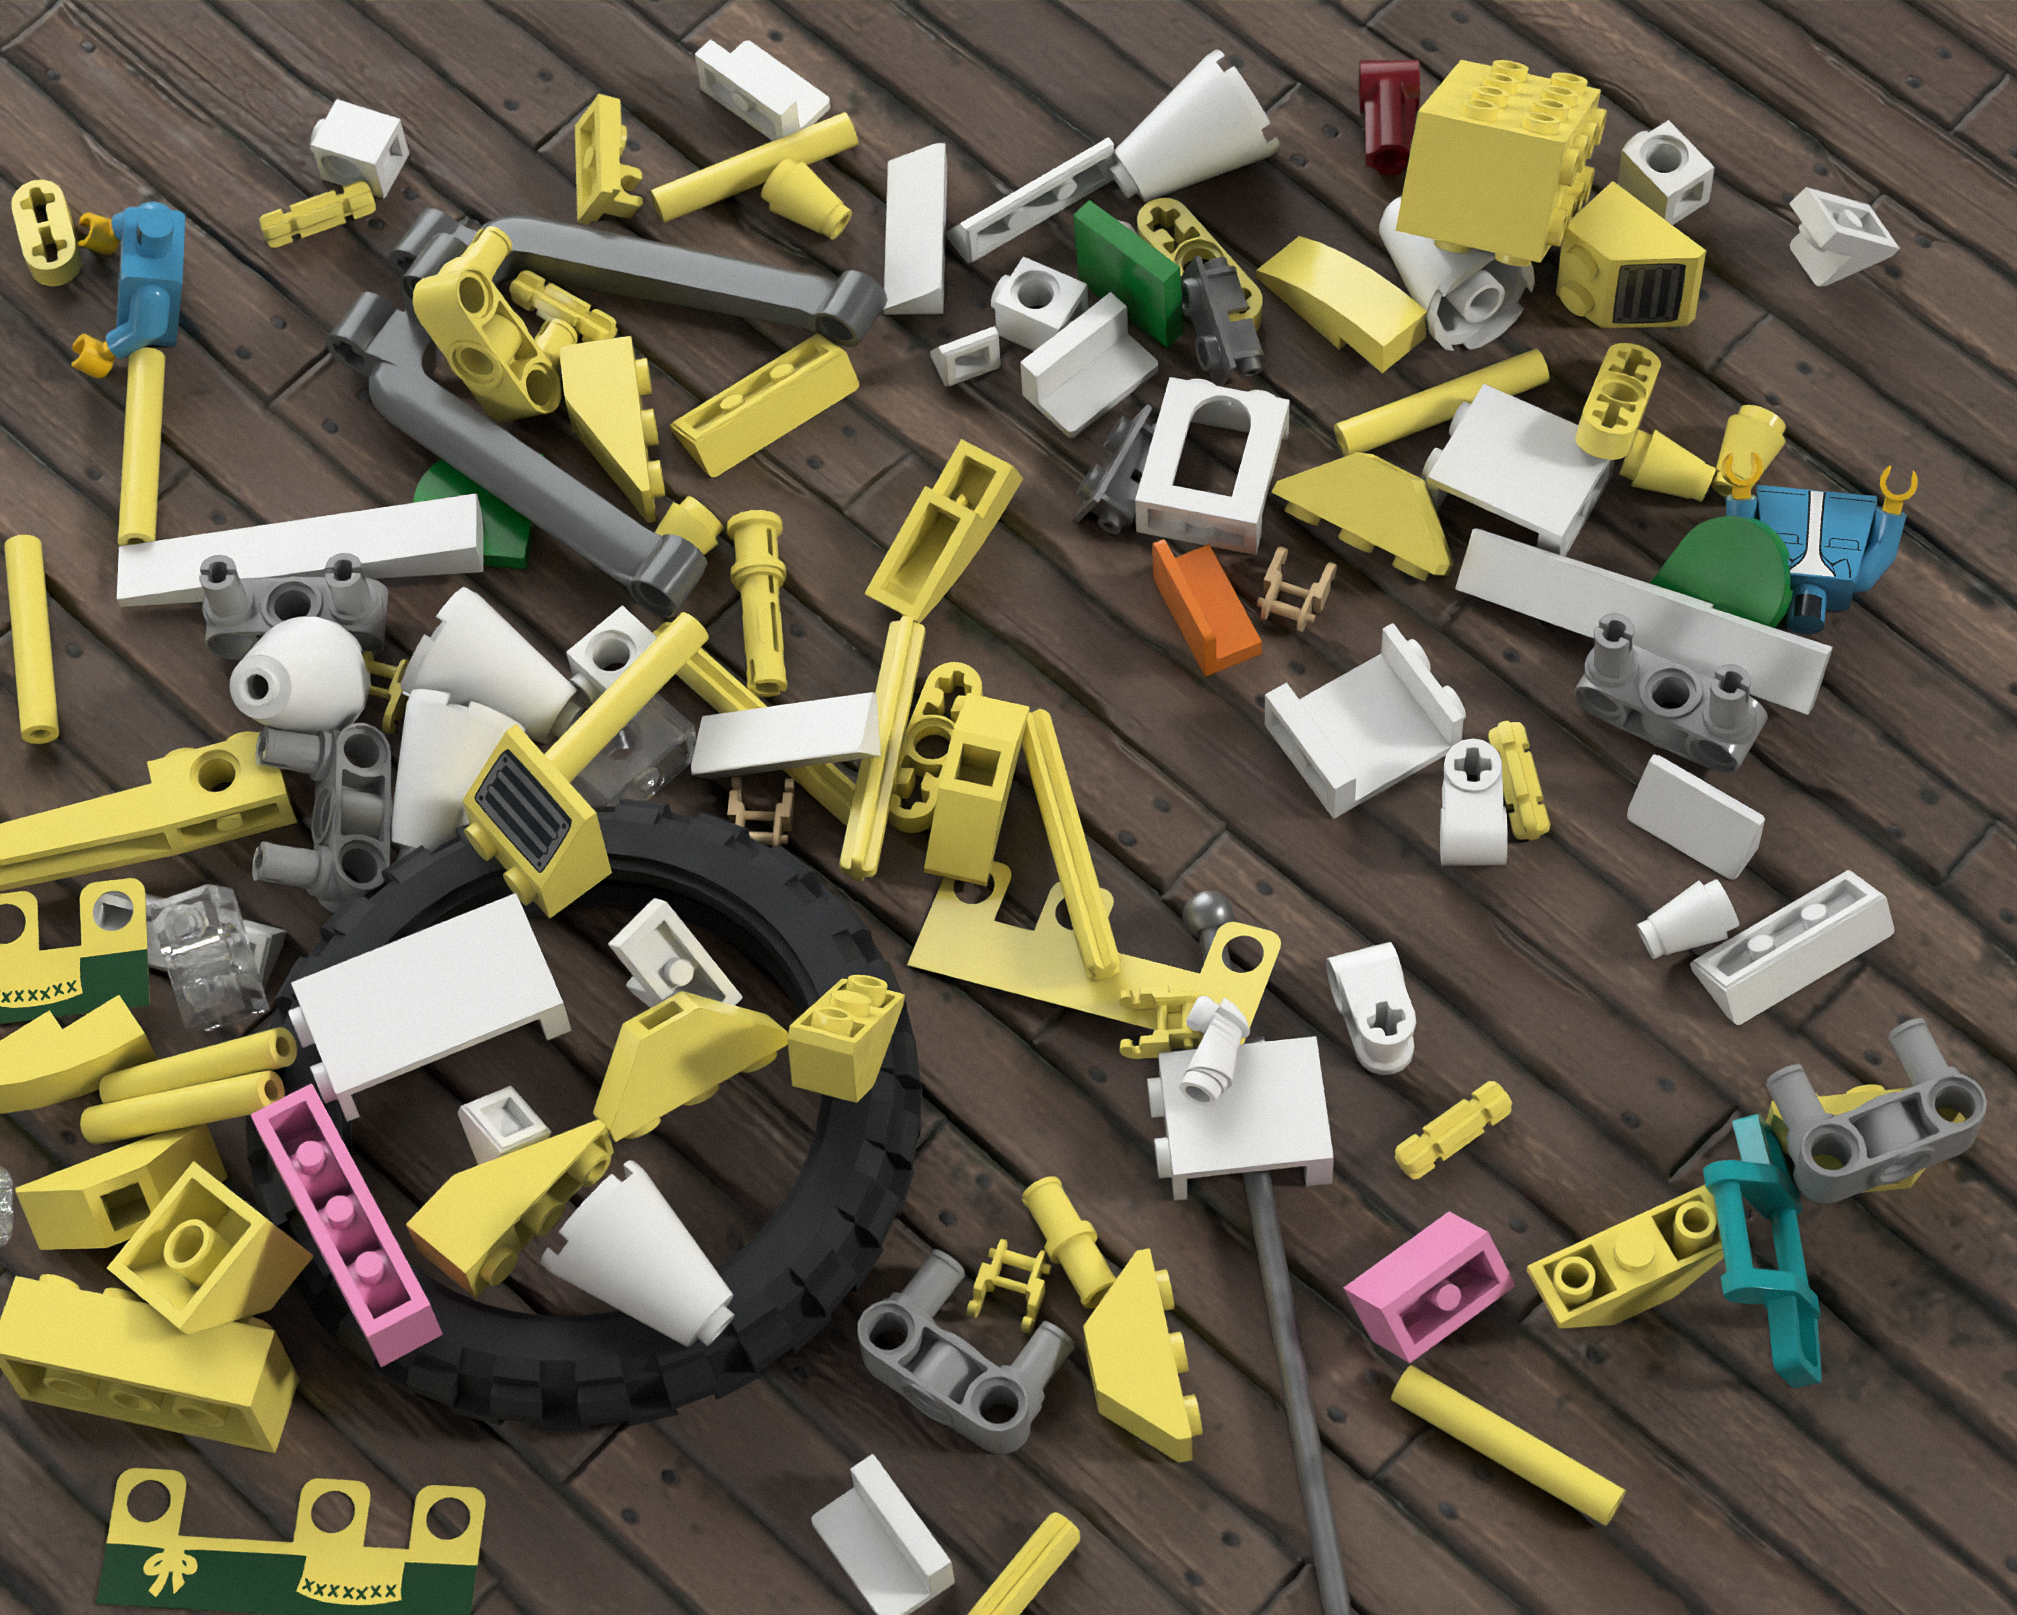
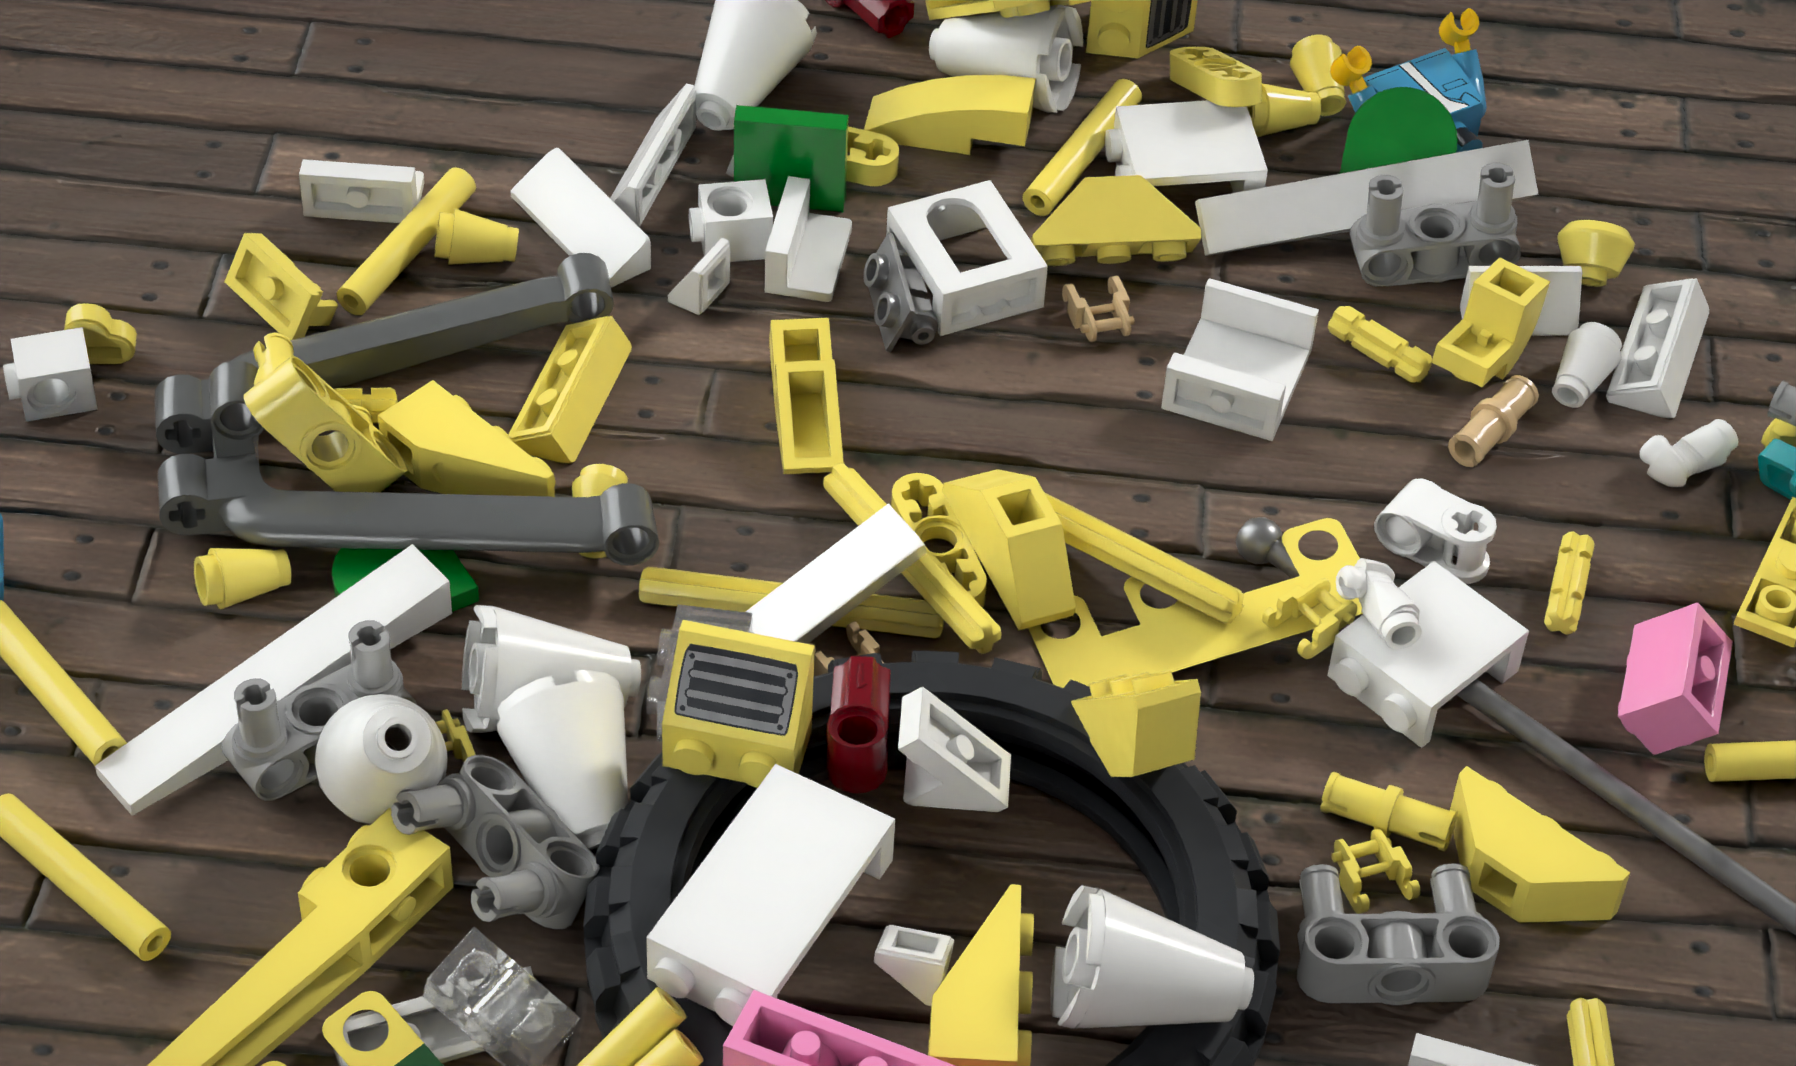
camera: 45 degrees left, 15 degrees down
(317, 214) = (52, 441): light yellow axle -> none
(352, 434) = (237, 575): none -> light yellow cone
(423, 130) = (105, 338): none -> light yellow tile
(615, 640) = (635, 609): white brick -> none
(627, 696) = (685, 597): light yellow piece -> none
(652, 871) = (858, 725): none -> dark red piece
(679, 1058) = (1018, 815): light yellow slope -> none
(758, 578) = (688, 501): light yellow pin -> none
(1205, 607) = (1045, 352): orange panel -> none
(1221, 345) = (880, 171): flat silver hinge -> none
(1473, 812) = (1373, 371): white piece -> none
(1542, 925) = (1493, 421): none -> tan pin
(1627, 836) = (1495, 324): none -> light yellow brick
(1701, 1075) = (1690, 455): none -> white arm
(1817, 807) = (1597, 248): none -> light yellow cone

